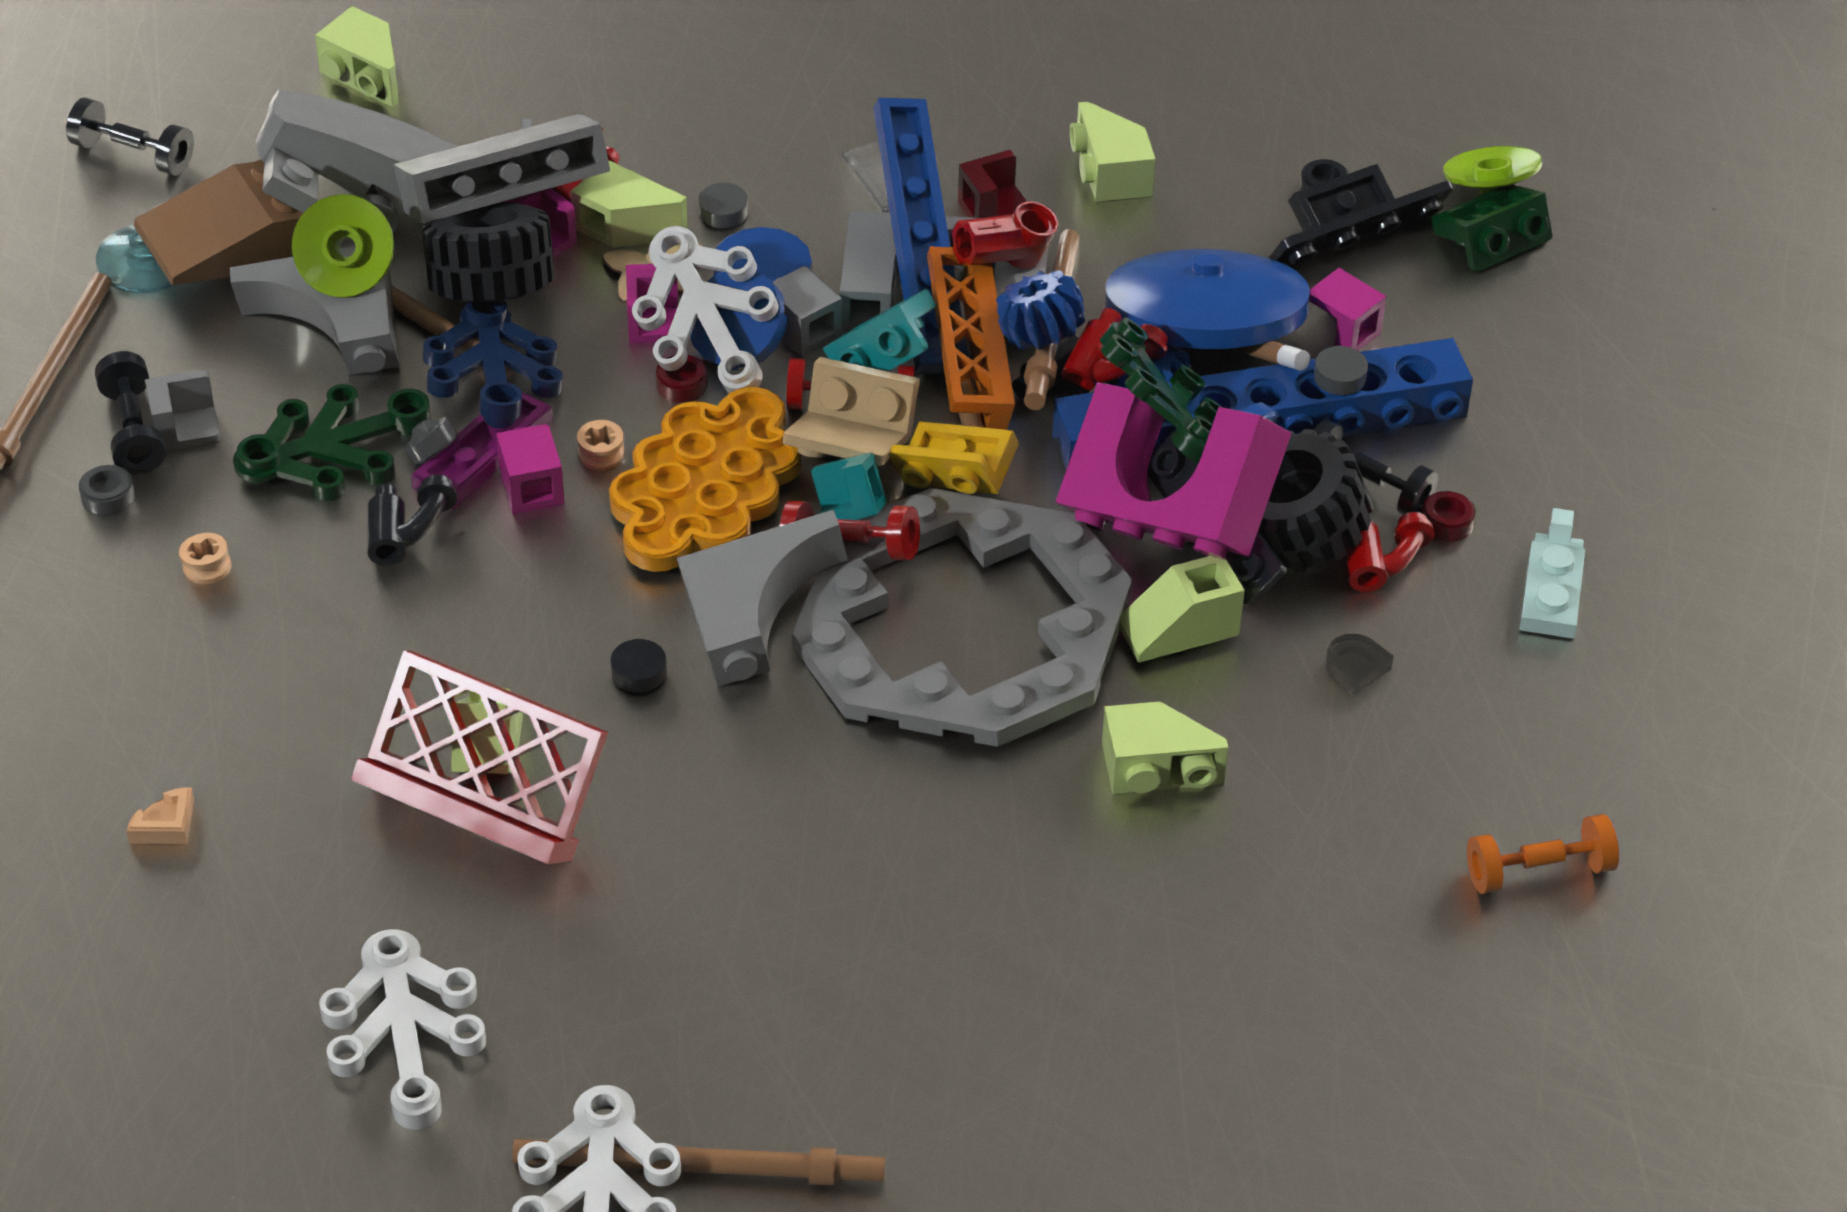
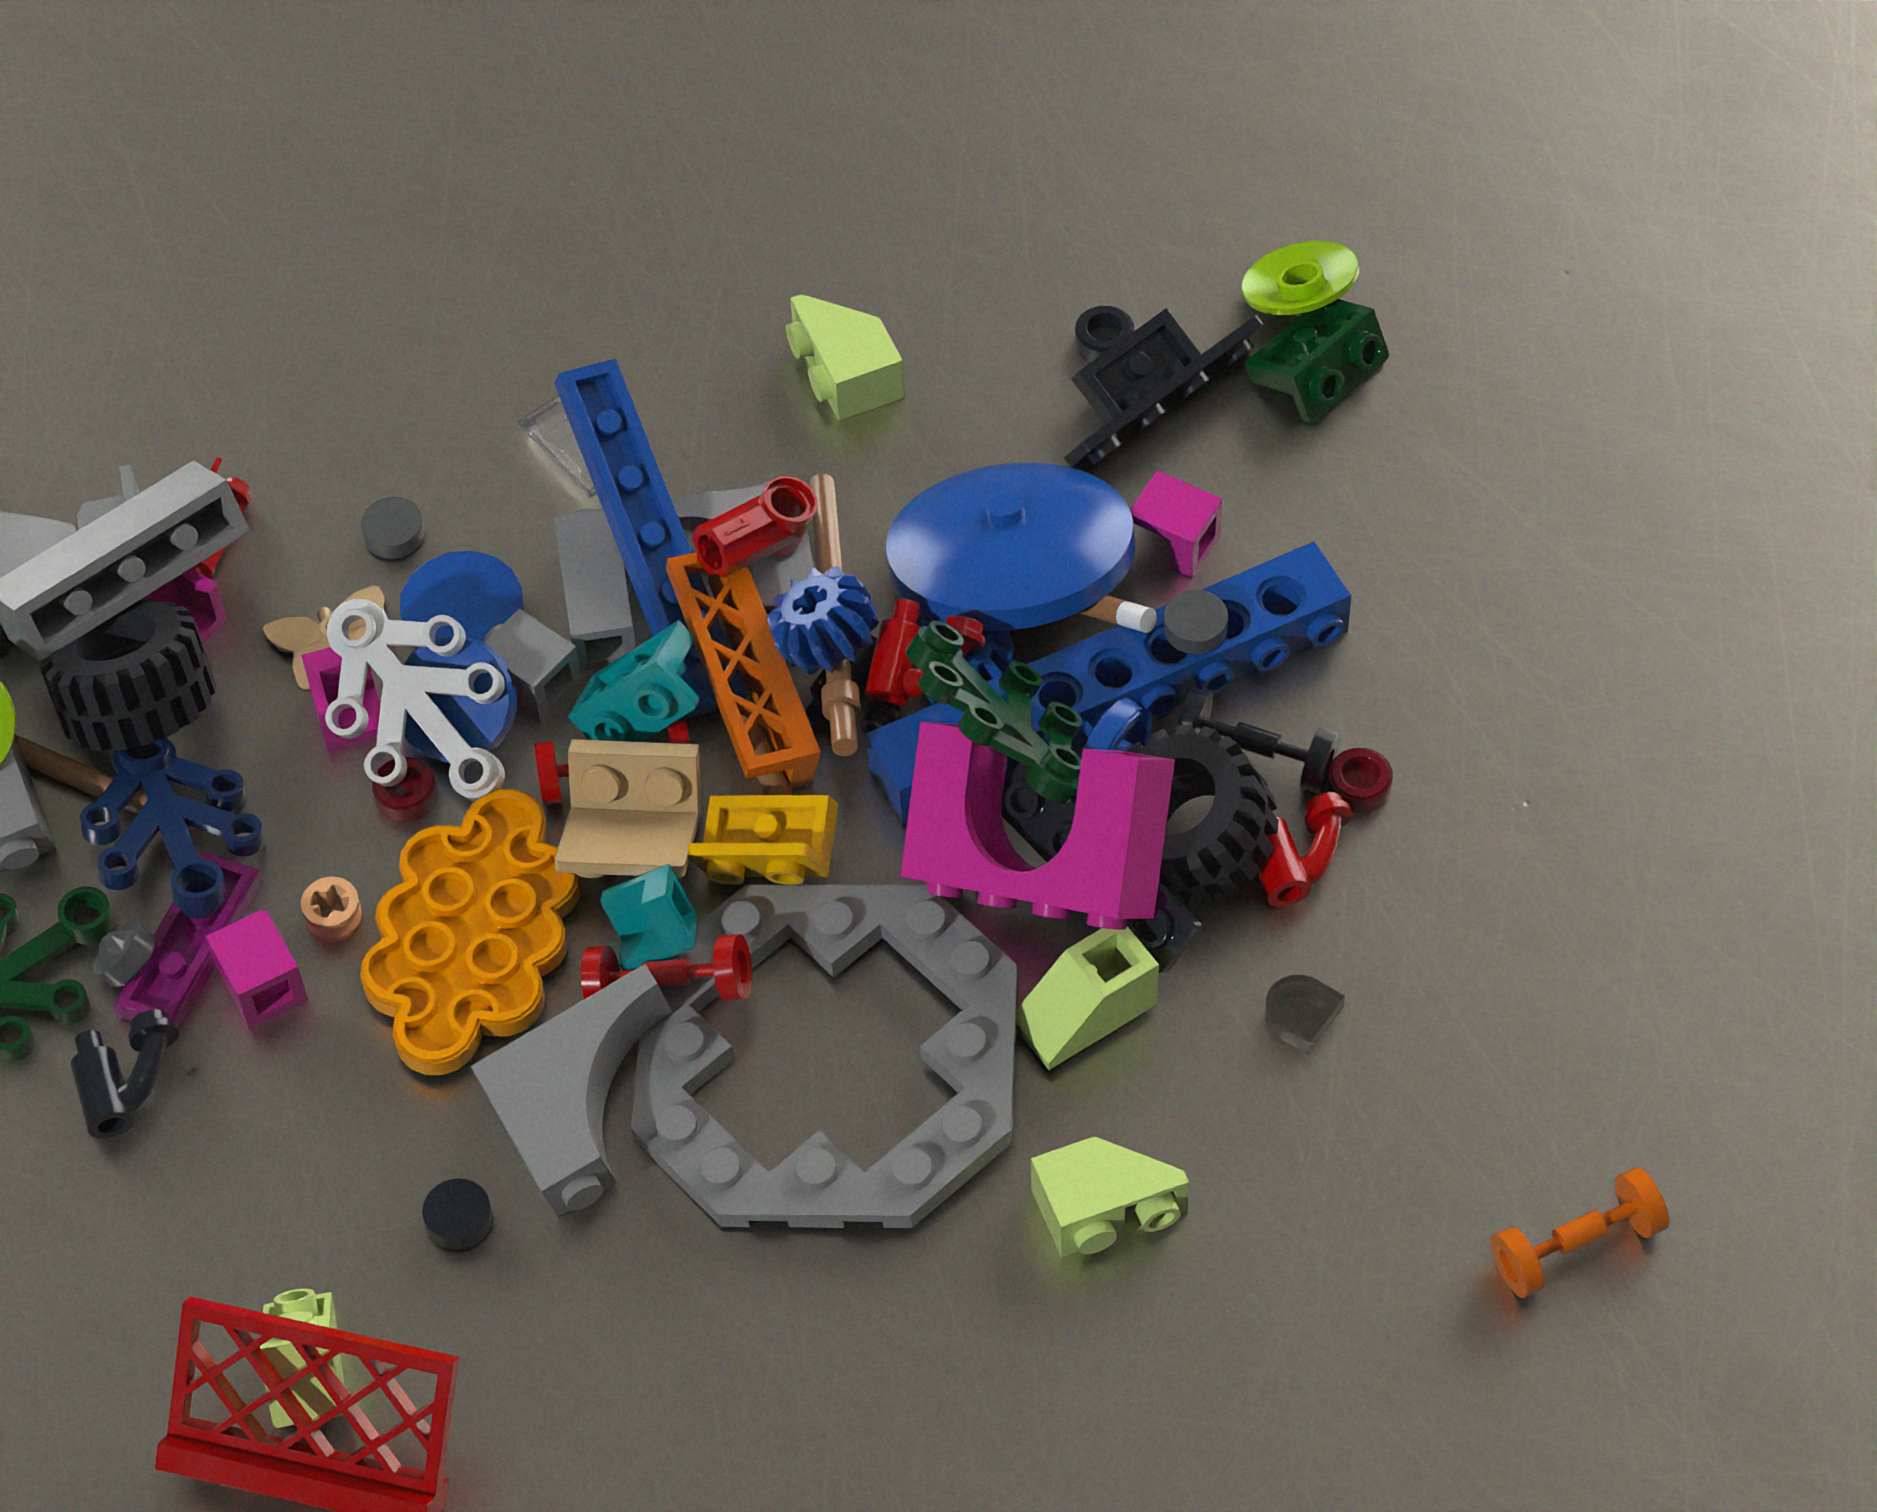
camera: 10 degrees left, 10 degrees up
(626, 207) = (281, 564): yellowish green slope -> none
(989, 186) = (713, 441): dark red panel -> none
(1554, 579) = (1503, 842): light aqua hinge -> none

